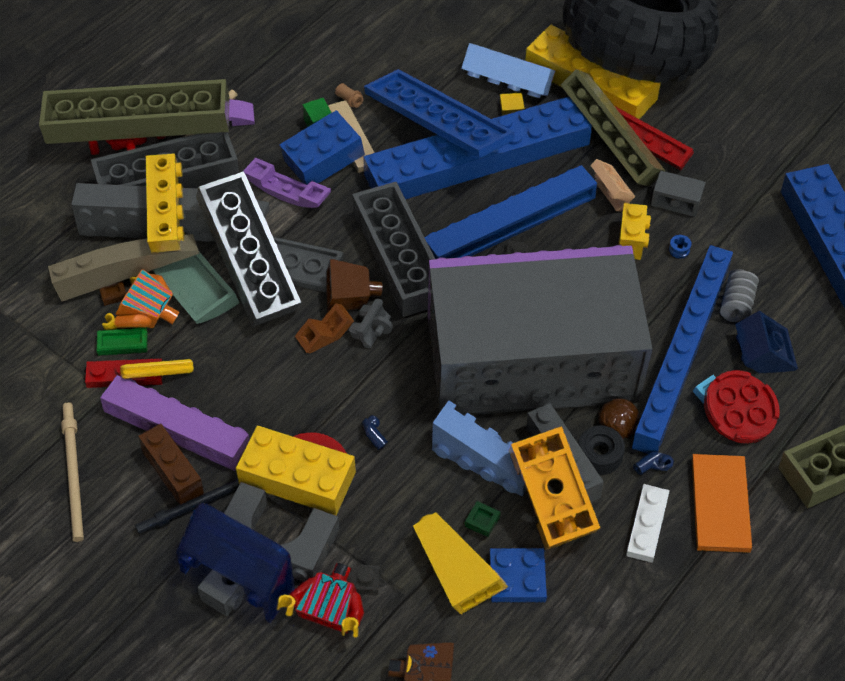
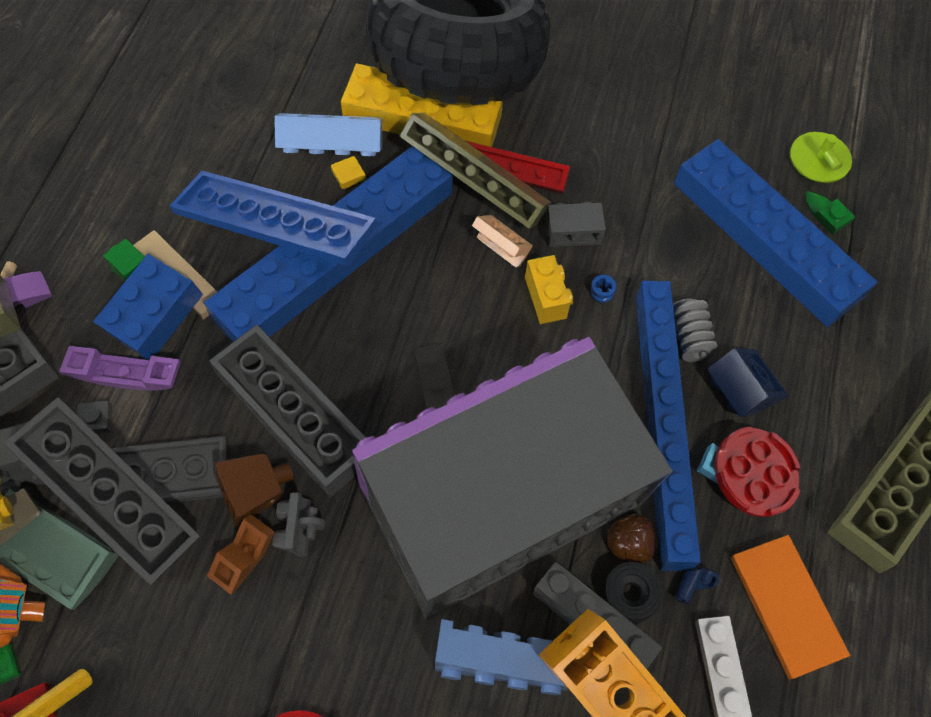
camera: 25 degrees left, 10 degrees up
(353, 97) = (161, 224): medium nougat pin -> none
(370, 428) = (354, 681): dark blue arm -> none
(513, 215) = (402, 321): blue brick -> none

